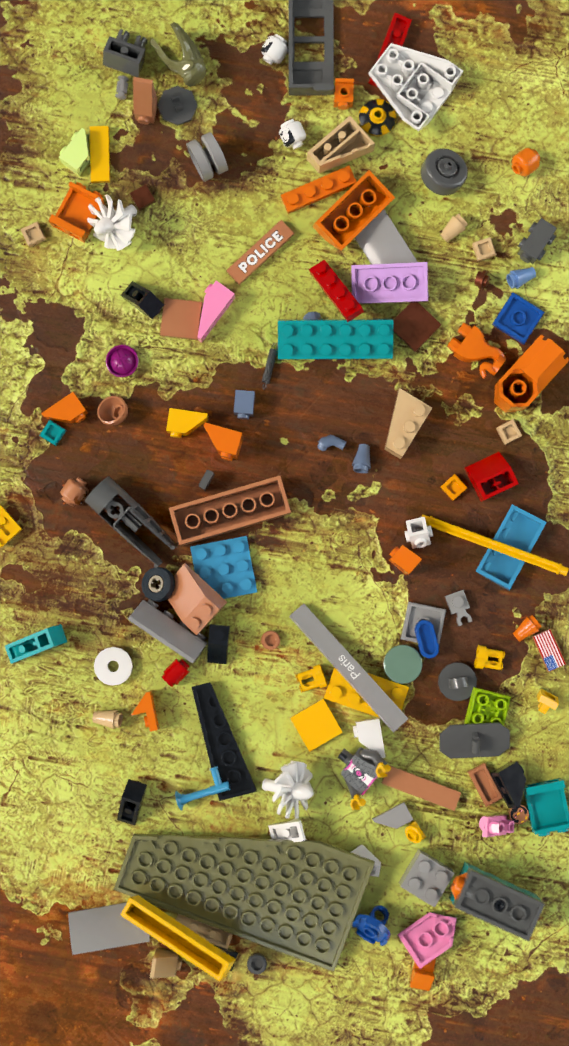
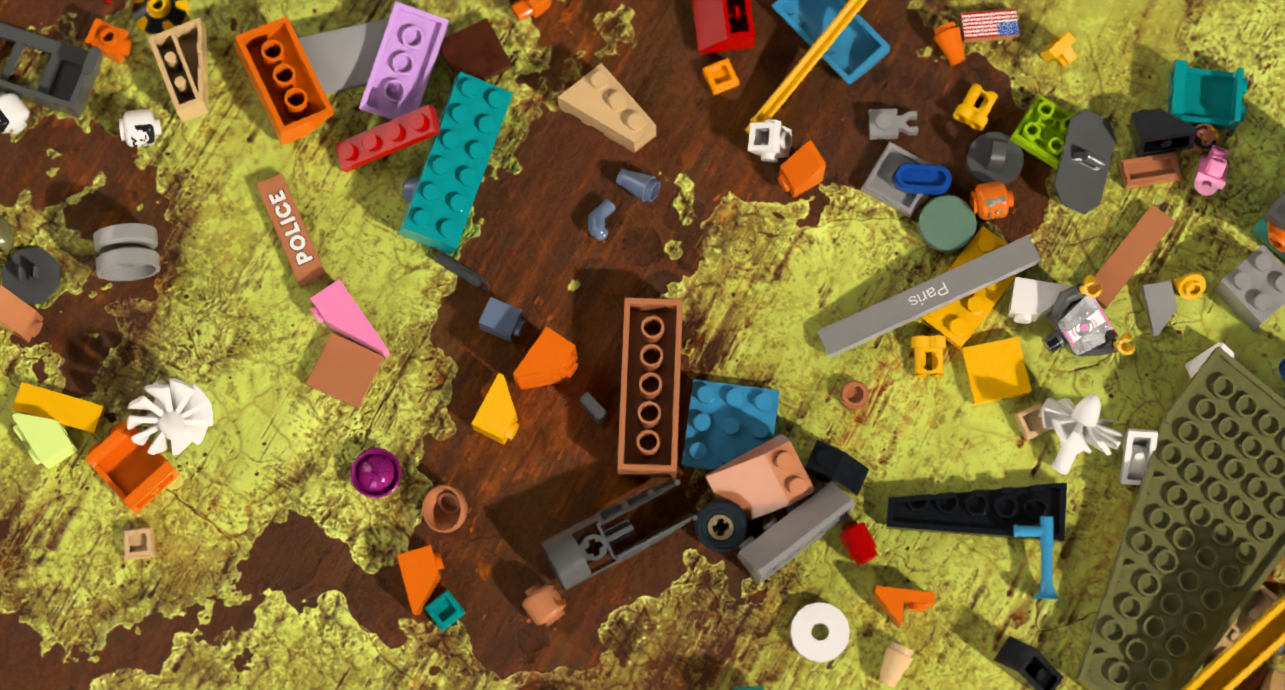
camera: 70 degrees left, 10 degrees down
(142, 197) = (146, 368): copper tile -> none
(142, 300) = (297, 414): black slope -> none
(289, 755) = (1030, 423): none -> tan tile
(318, 189) = (231, 121): orange plate -> none
(427, 687) = (991, 200): none -> orange head

